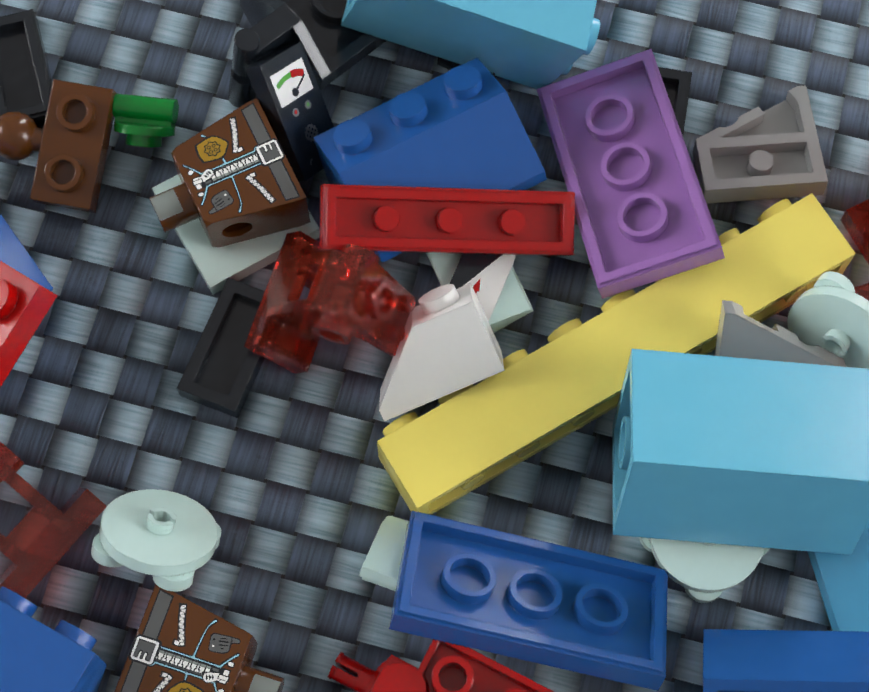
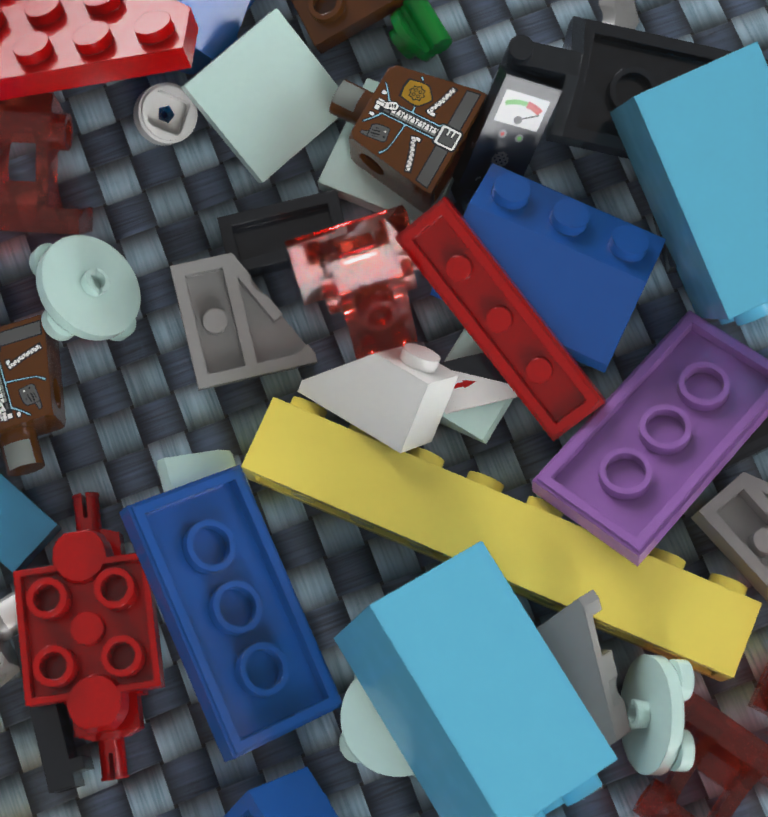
camera: 60 degrees right, 5 degrees up
(49, 368) = (165, 114): none -> white tile
(106, 273) = (265, 95): none -> light aqua tile
(281, 438) = (232, 325): none -> light grey wing

